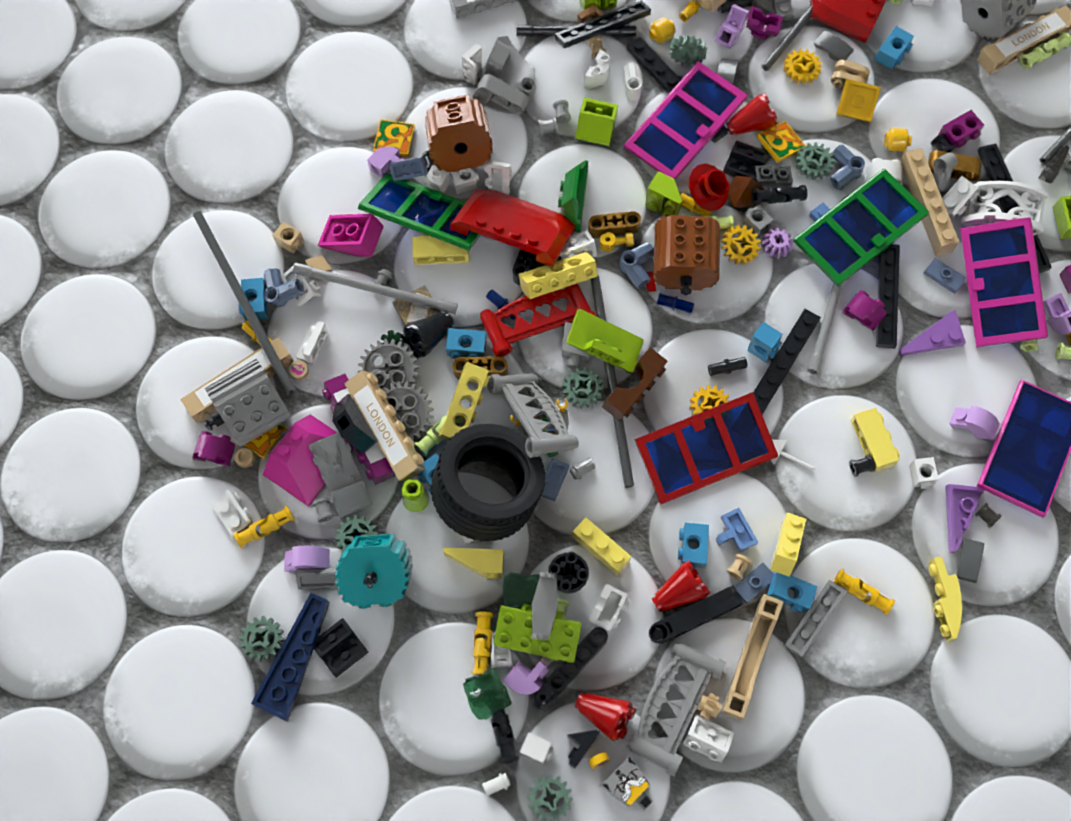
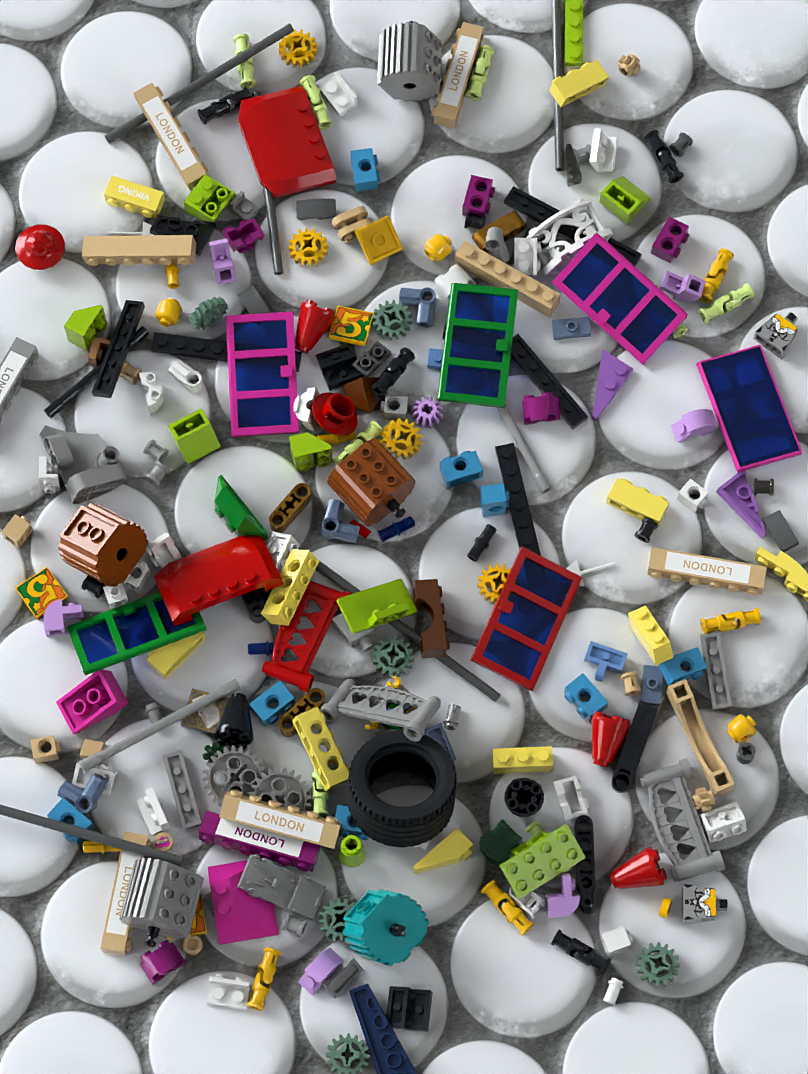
camera: 45 degrees left, 0 degrees up
(347, 346) = (182, 790): none -> light grey plate
(352, 424) = (257, 840): black slope -> none
(408, 168) = (88, 607): sand blue plate -> none
(419, 85) = (17, 530): none -> tan brick
(486, 694) = (546, 936): clear green piece -> none
(544, 606) = (531, 835): light grey piece -> none
(584, 740) = (644, 904): black slope -> none
(609, 241) = (299, 524): yellow leg -> none
(688, 163) = (303, 408): none -> white cylinder
(765, 310) = (454, 477): none -> dark azure brick
(780, 697) = (742, 749): none -> dark grey bush
(792, 680) = (741, 728): none -> yellow head
(881, 537) = (707, 571): none -> tan brick

